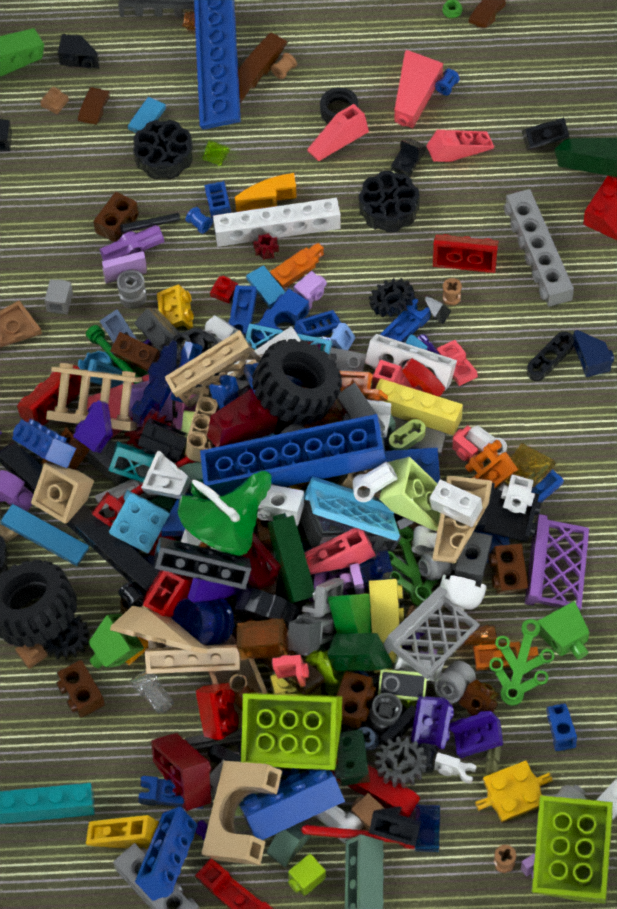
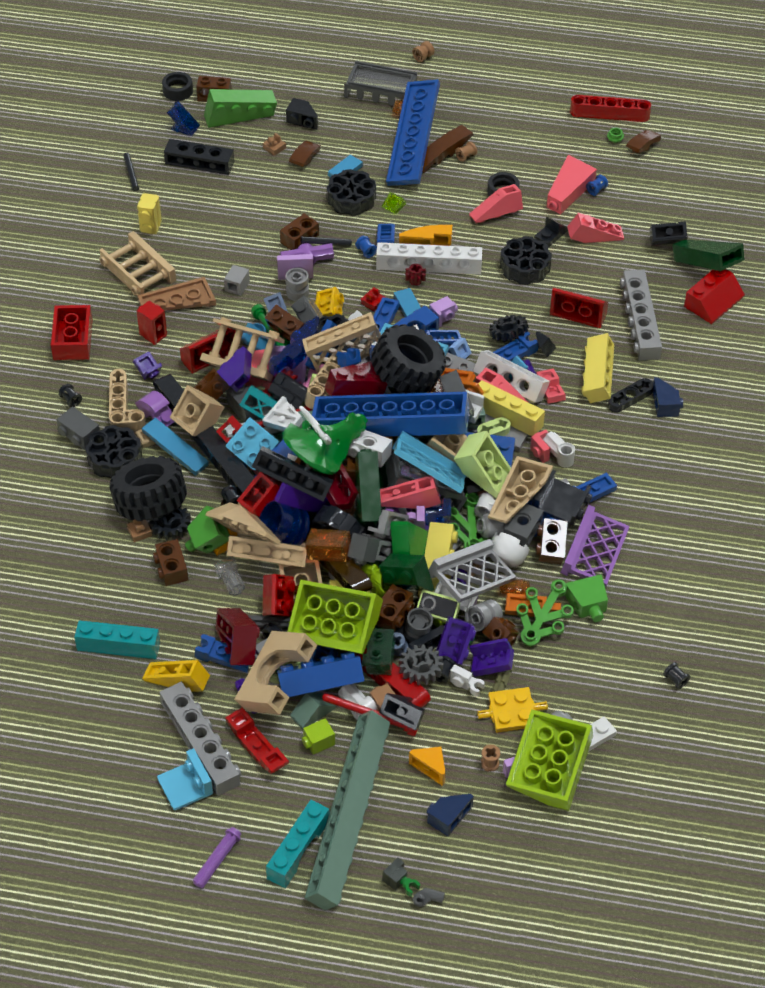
camera: 10 degrees right, 10 degrees down
(44, 442) = (192, 373): blue brick -> none
(166, 854) = (205, 692): blue brick -> none
(291, 666) = (345, 568): coral bracket -> none
(297, 265) = (438, 292): orange hinge -> none
(374, 480) = (453, 443): white piece -> none
(420, 375) = (514, 383): red slope -> none
(430, 828) = (431, 724): clear blue slope -> none
(440, 880) = (429, 762): none -> light orange slope
(452, 289) = (561, 332): medium nougat bush -> none
(456, 503) = (517, 474): white brick -> none
(498, 470) = (564, 464): orange plate -> none
(507, 330) = (598, 368): none -> light yellow brick
(518, 494) = (573, 483): white brick -> none
(531, 464) = (586, 471): clear yellow slope -> none
(561, 727) = (566, 669): blue leg -> none

